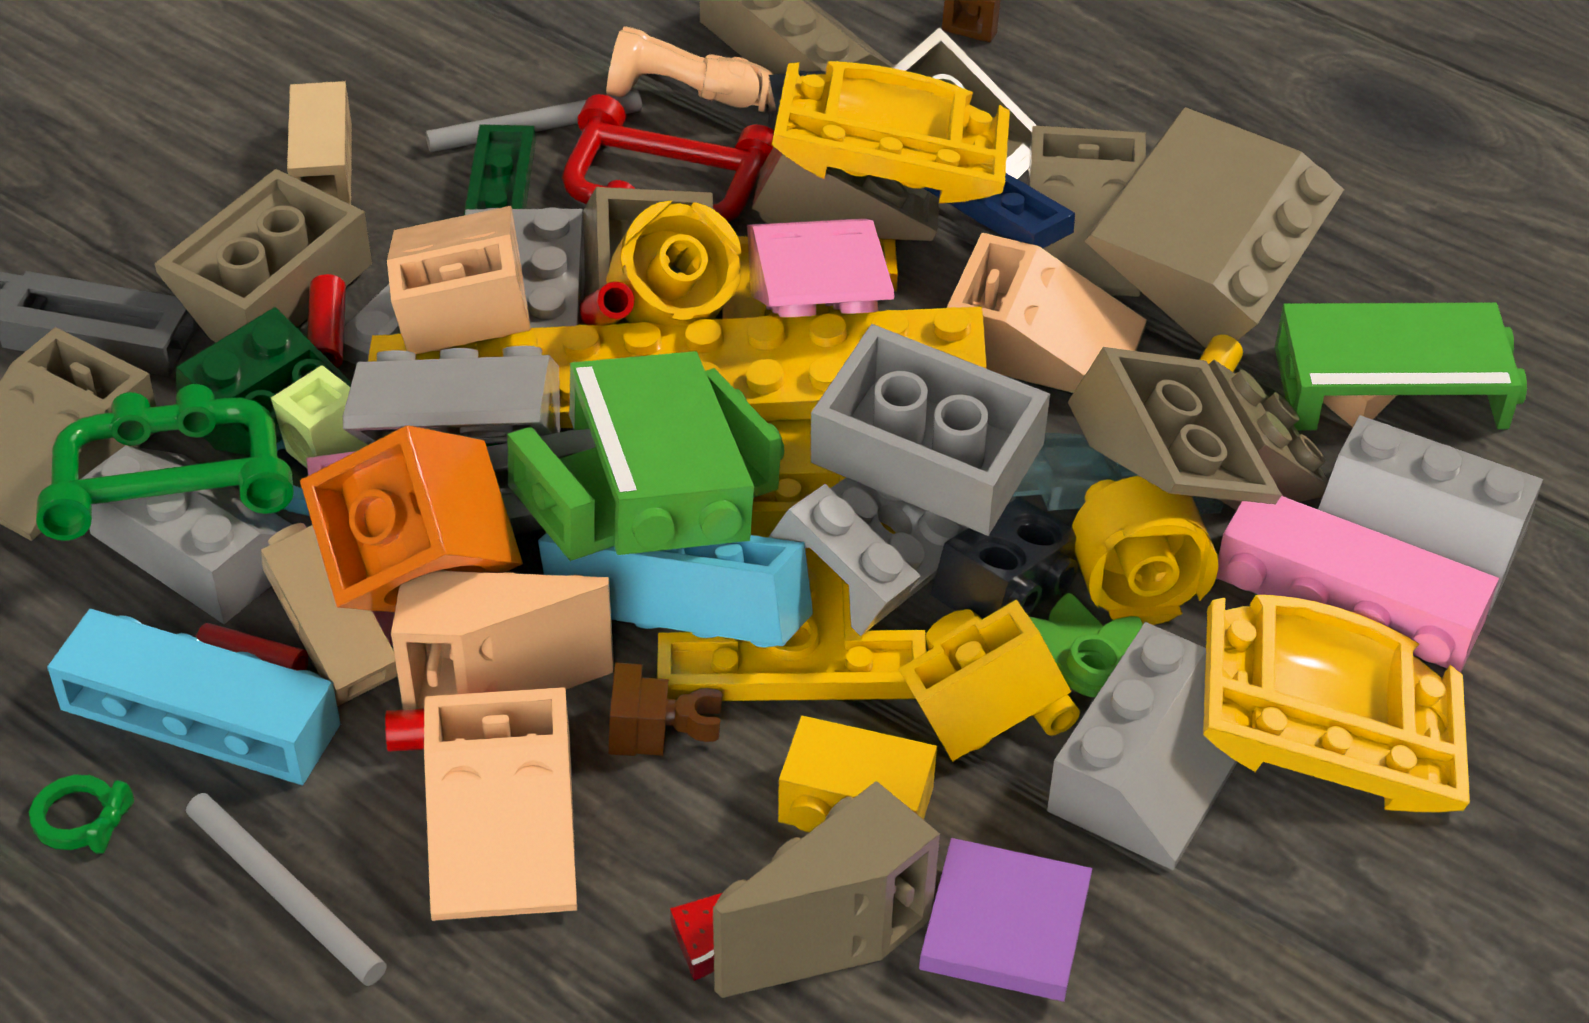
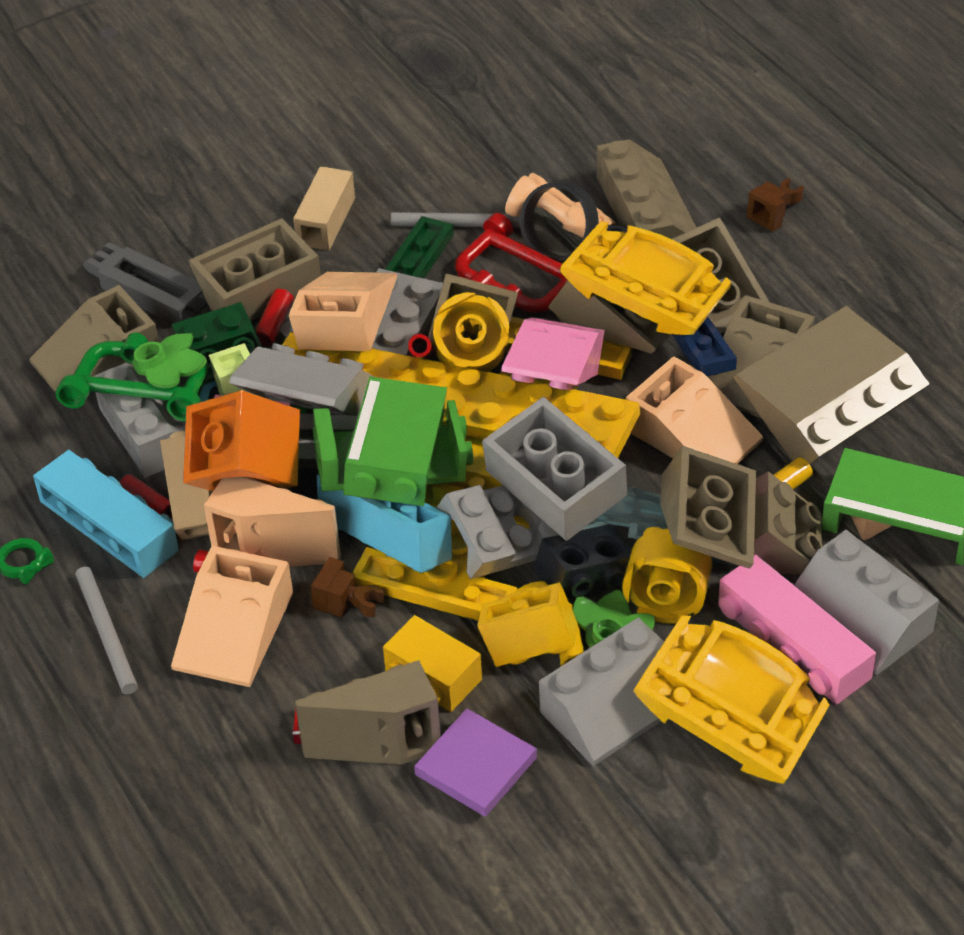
camera: 25 degrees right, 0 degrees up
(208, 422) = (168, 360): none -> bright green plate
(645, 81) = (528, 209): none -> black tyre

